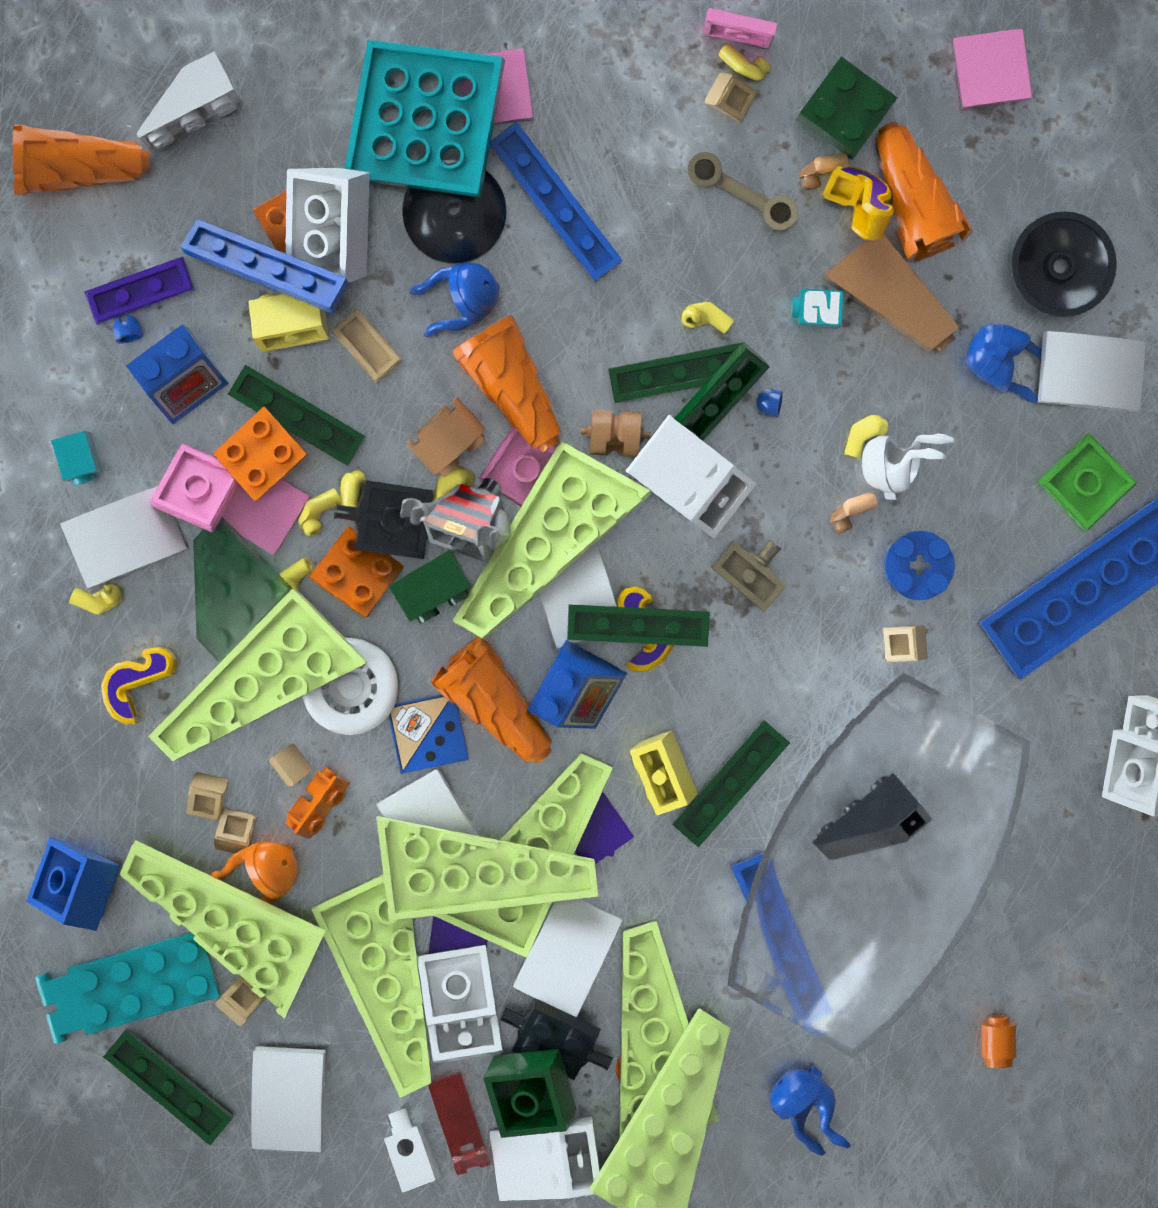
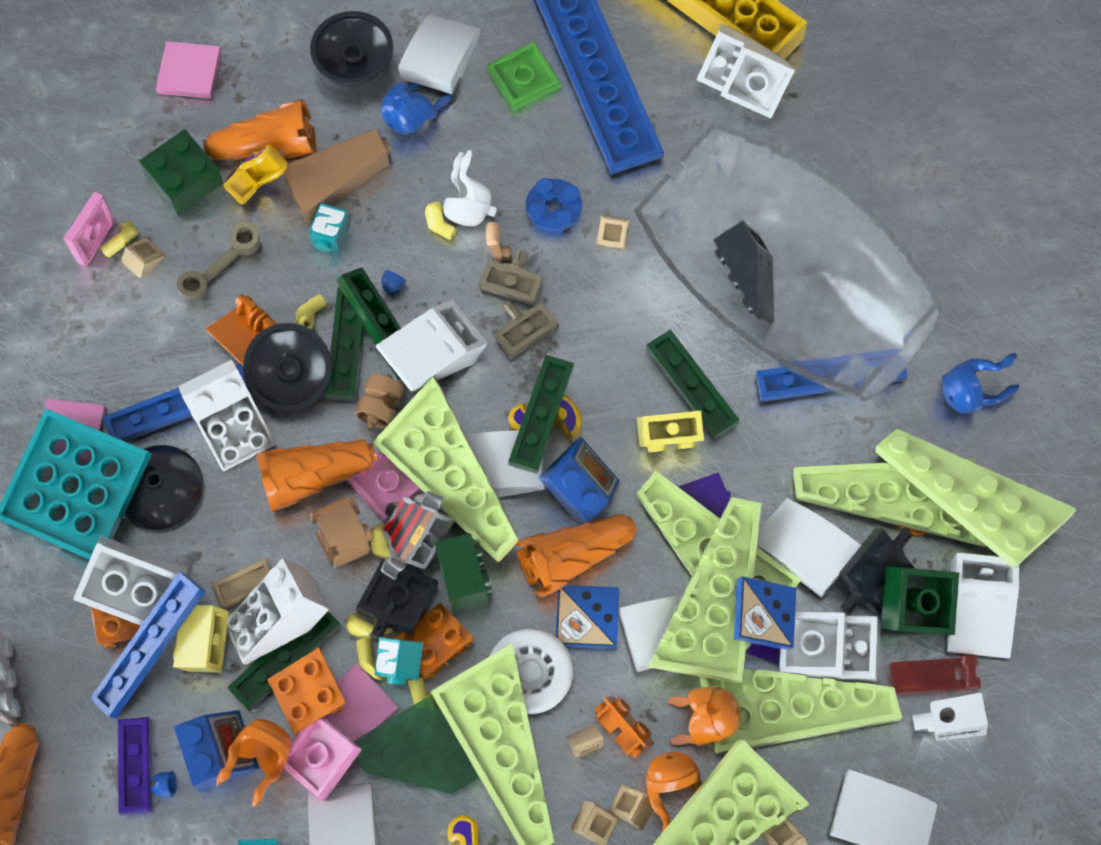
camera: 75 degrees left, 20 degrees down
(188, 436) = (270, 747): none -> orange hair
(319, 543) = (398, 660): none -> teal brick
(338, 393) = (276, 611): none -> white slope
(349, 898) = (714, 715): none -> orange hair
(471, 928) = (765, 613): none -> tile
(472, 291) = (226, 478): blue hair -> none
(553, 263) = (226, 415): none -> white slope
(604, 322) = (271, 354): none -> black dish
(663, 253) = (240, 326): none -> orange hinge
(808, 542) = (511, 280): none -> dark tan plate
(819, 166) = (219, 204): arm -> none
(998, 1041) = (950, 233): orange brick -> none

